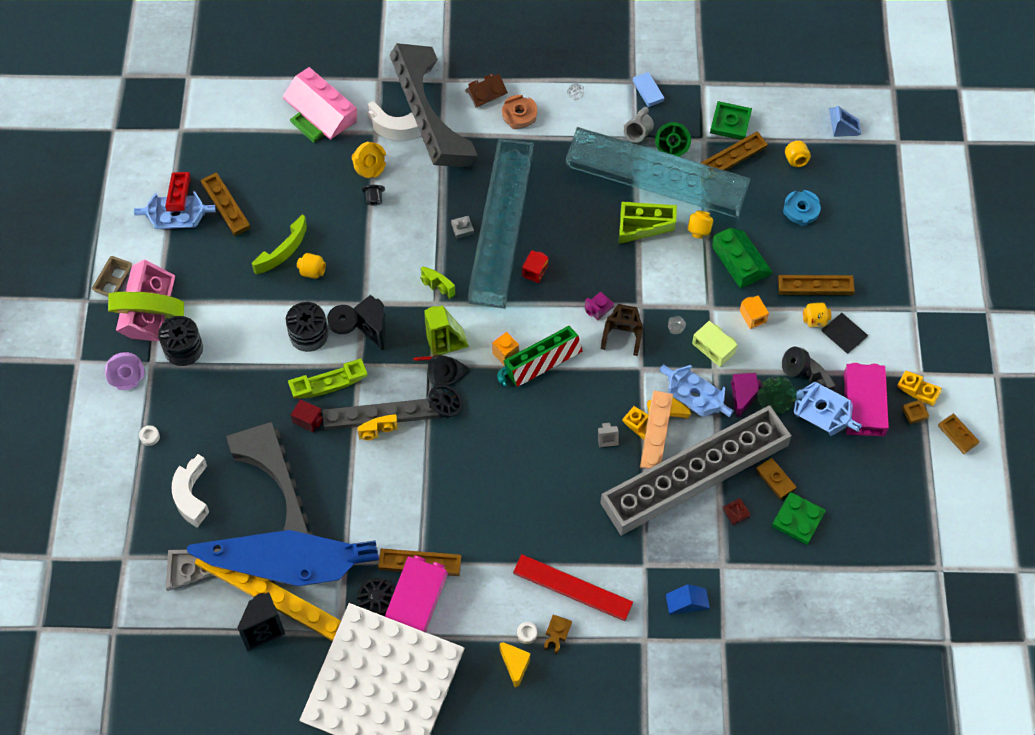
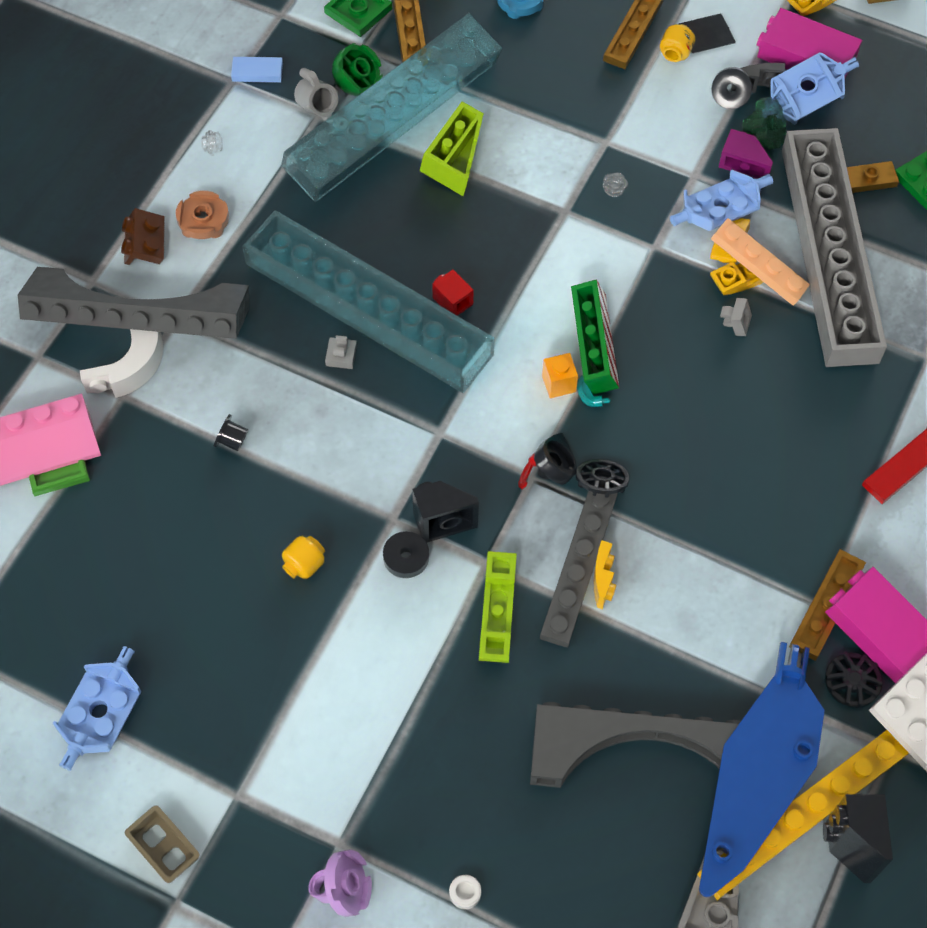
camera: 65 degrees left, 0 degrees up
(145, 302) = (249, 809): lime slope -> none
(151, 279) = (234, 811): bright pink slope -> none
(178, 191) = (68, 690): red tile -> none
(180, 340) = (341, 797): black wheel -> none
(189, 507) = (590, 876): white arch -> none
(225, 204) = (129, 632): pearl gold plate -> none
(266, 262) = (235, 556): lime slope -> none
(306, 326) = (403, 614): black wheel -> none
(307, 416) = (542, 657): dark red brick -> none
(369, 159) = (174, 415): yellow tile -> none
(435, 279) = (404, 417): lime slope -> none
(443, 331) = (504, 433): lime wedge -> none
(598, 306) = (545, 252): magenta bracket -> none
(625, 319) = (588, 225): dark brown piece -> none
(700, 224) = (491, 96): yellow head -> none
(714, 343) = (664, 155): yellowish green brick -> none
(736, 511) = (895, 234): clear red tile -> none
(740, 257) = (557, 83): green slope -> none
(754, 311) = (639, 99): light orange brick -> none
(915, 412) = (844, 12): pearl gold plate -> none

